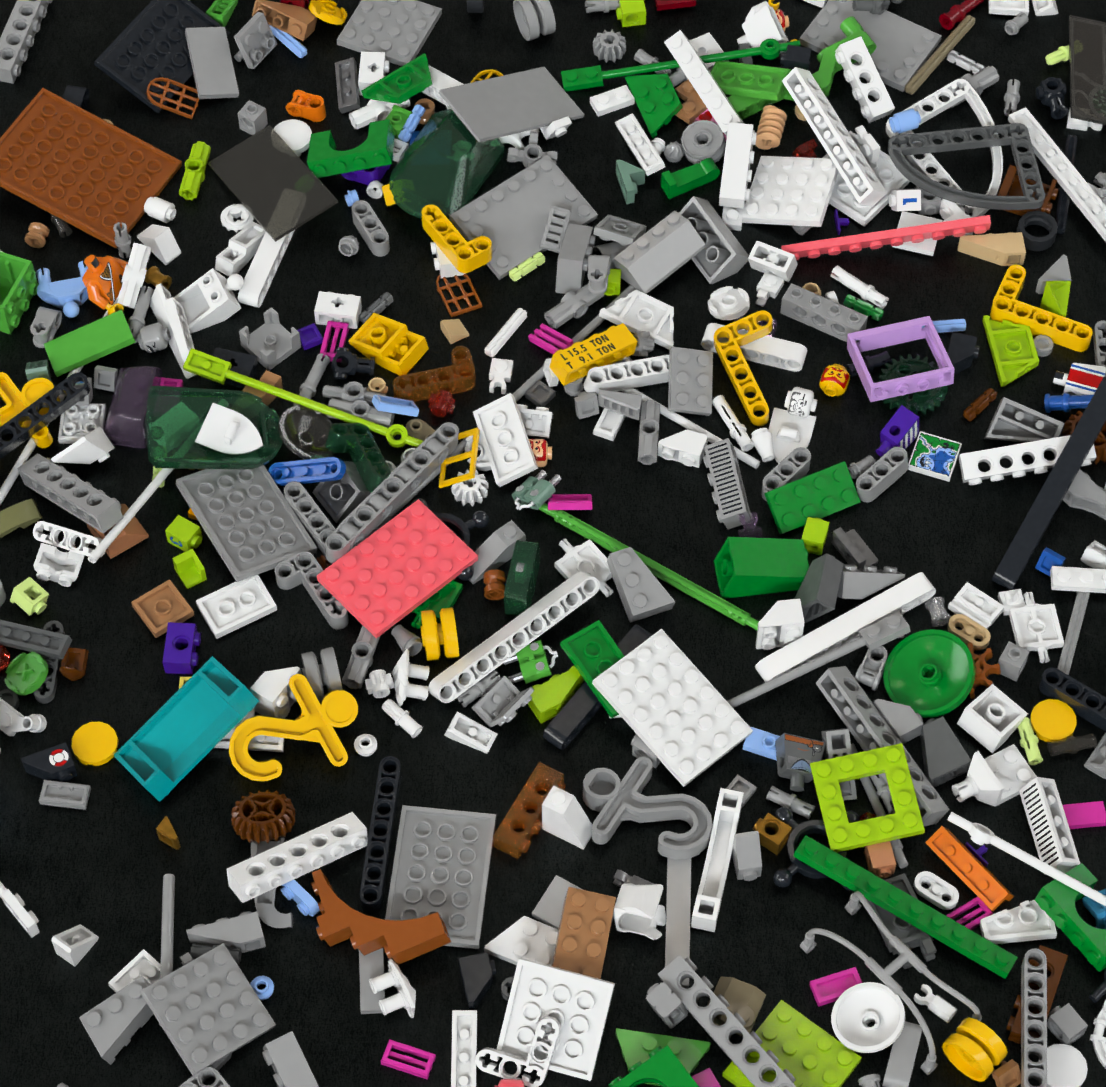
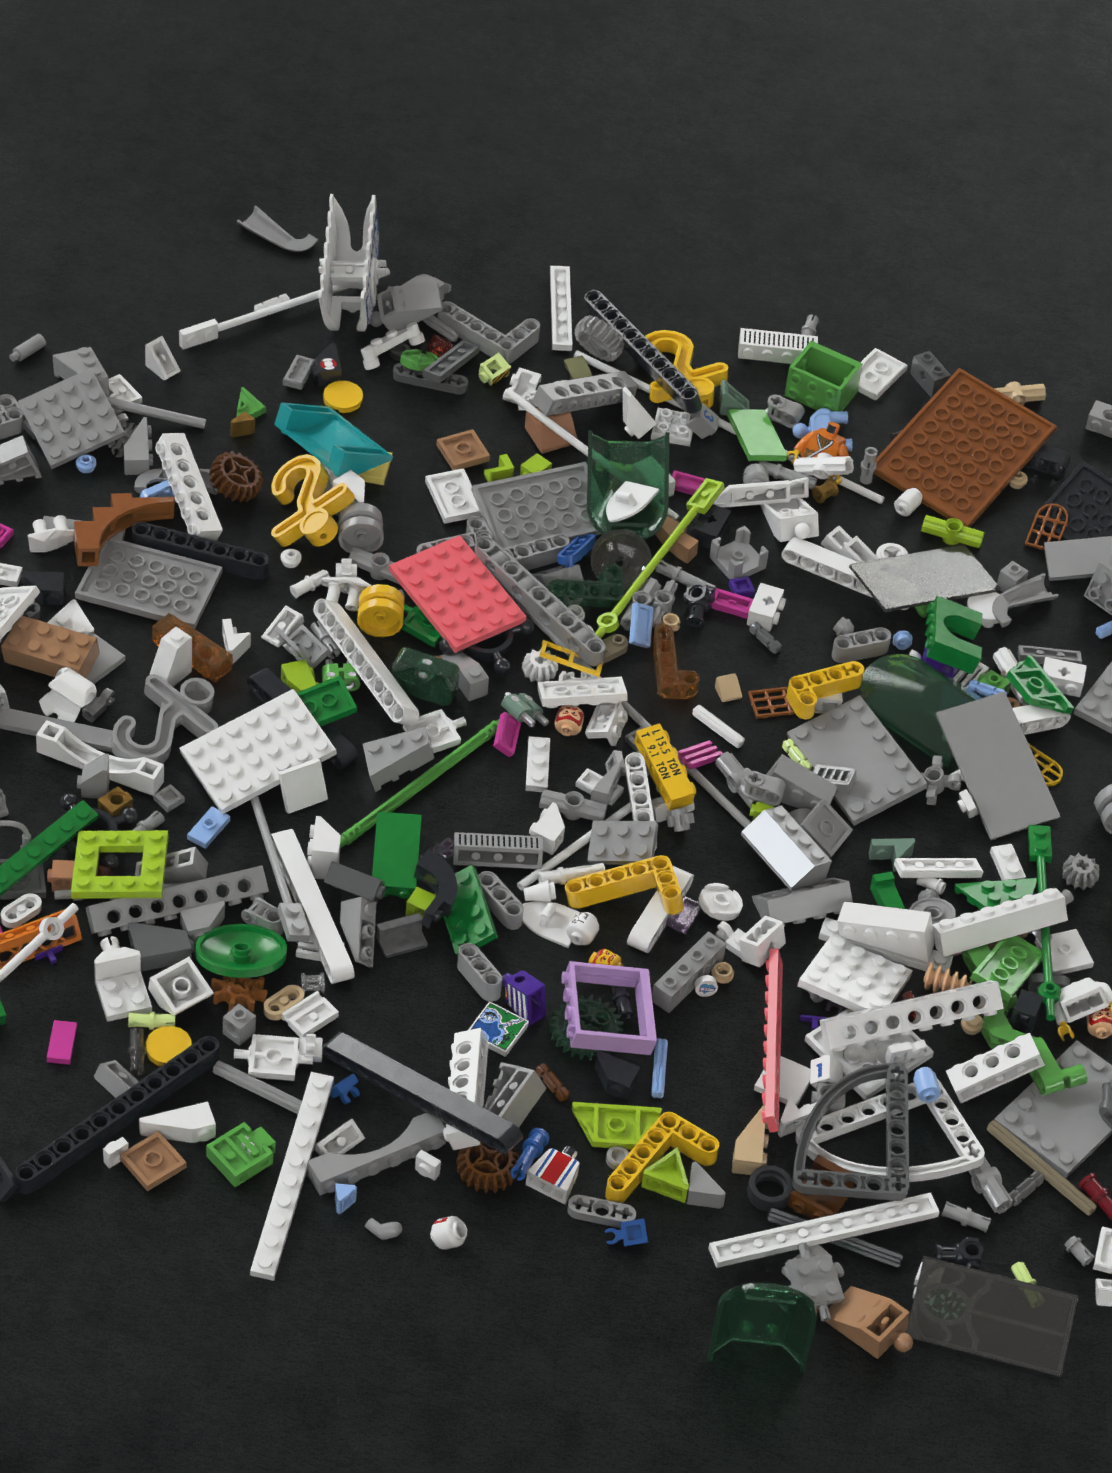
camera: 95 degrees right, 10 degrees down
(36, 235) = (890, 417): medium nougat wheel -> none
(74, 663) = (421, 390): reddish brown plate -> none
(105, 378) = (718, 444): light grey tile -> none
(128, 407) = (693, 456): clear purple windscreen -> none
(131, 838) = (250, 404): none -> bright green tile
(161, 242) = (865, 495): white slope -> none
(179, 636) = (418, 454): dark purple brick -> none
(280, 109) = (1024, 593): none -> light grey animal
(308, 106) = (1025, 624): orange piece -> none
(389, 343) = (718, 638): yellow slope -> none
(441, 403) = (639, 661): clear red gear -> none
(500, 373) = (670, 715): white plate -> none
(514, 772) = (235, 643): none -> white slope
(597, 474) = (537, 764): none -> white plate
(643, 313) = (713, 831): white wing -> none
(702, 663) = (303, 785): none -> white tile
(794, 758) = (183, 832): dark grey torso -> none
(806, 508) = (442, 880): none -> black arch
(860, 467) = (495, 959): light grey pin -> none
(863, 307) = (696, 1013): green axle -> none
(866, 291) = (703, 1026): white pin -> none
(1049, 824) = (52, 1002): white brick -> none

